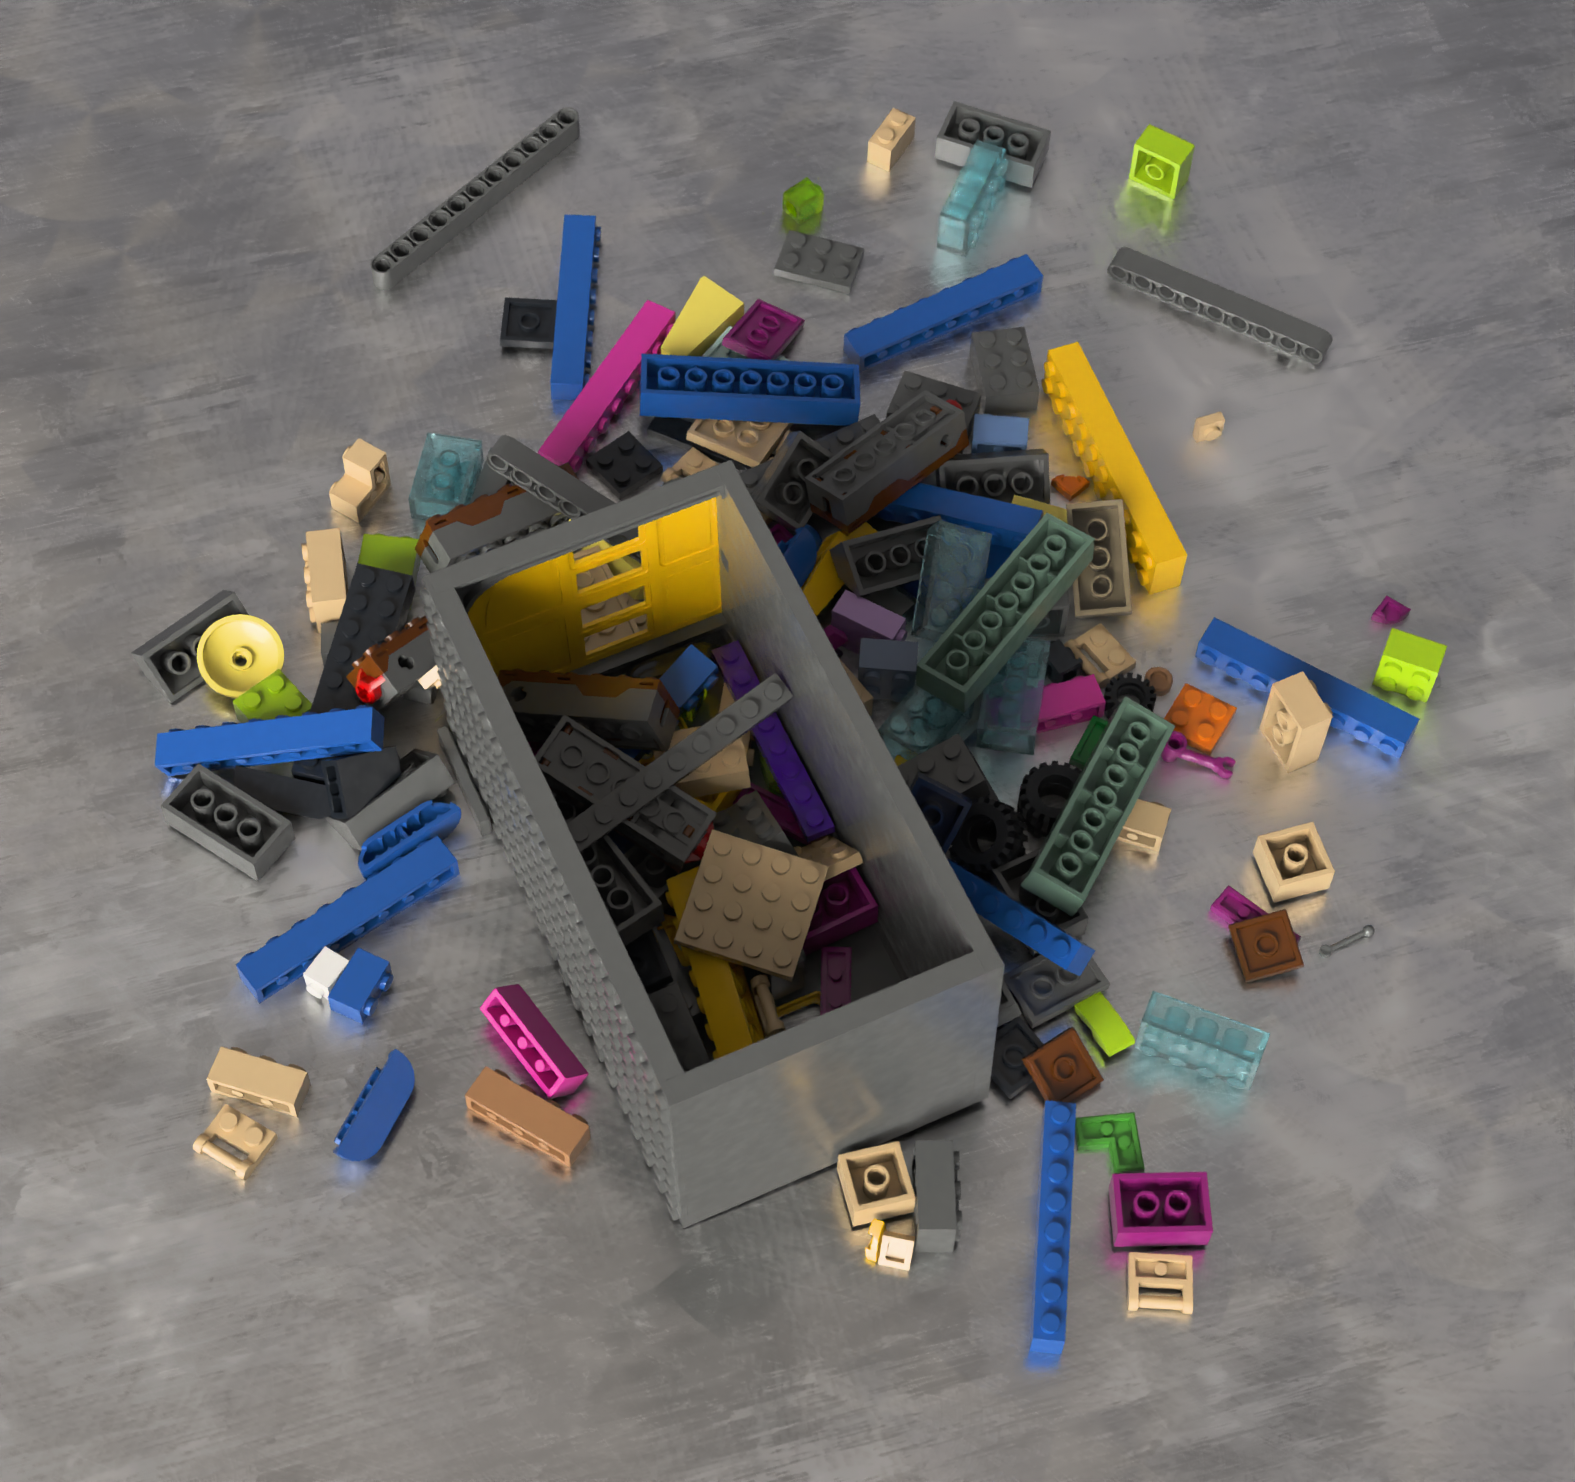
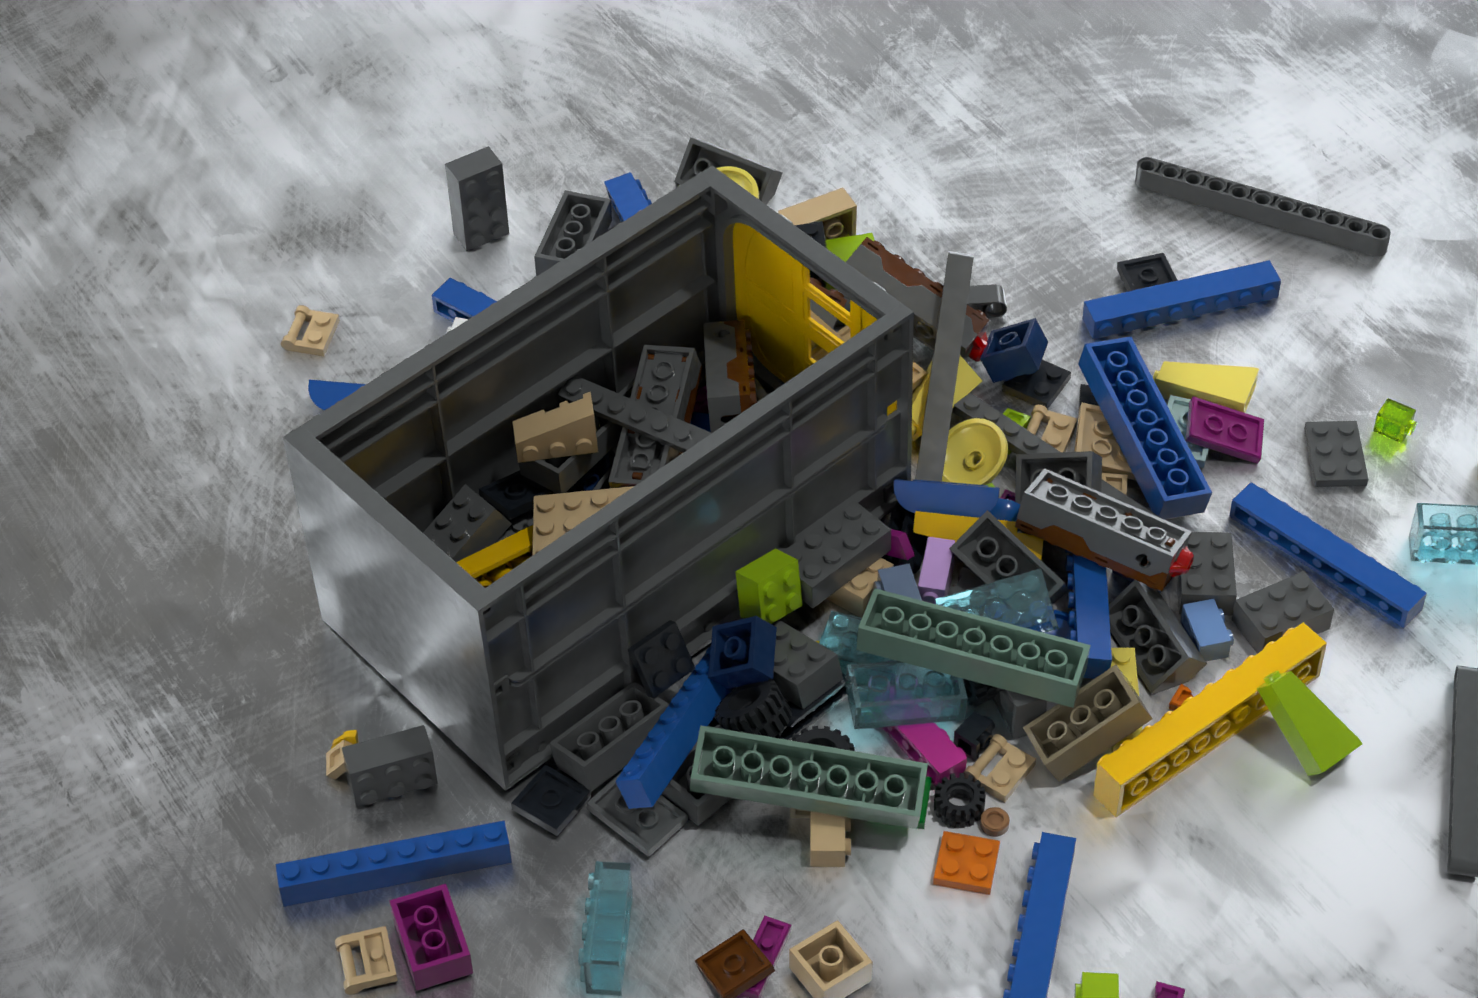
camera: 75 degrees right, 10 degrees down
(146, 893) = (477, 198): none -> dark grey brick
(259, 1080) = (362, 326): tan brick -> none
(363, 482) = (924, 221): tan brick -> none
(445, 475) = (933, 256): clear light blue brick -> none
(601, 460) = (1014, 350): none -> dark blue brick
(608, 388) = (1068, 339): dark pink brick -> none
(621, 875) = (558, 432): none -> tan wedge
(876, 1183) = (388, 714): tan brick -> none
(1062, 1067) = (548, 835): reddish brown tile -> none
(1106, 1024) = (616, 849): lime slope -> none
(1117, 1134) = (503, 898): bright green tile -> none
(1151, 395) = (1307, 723): none -> lime slope
(1176, 748) = (920, 842): magenta brick -> none
(1208, 427) = (1308, 792): tan plate -> none
(1295, 721) = (977, 922): tan brick -> none

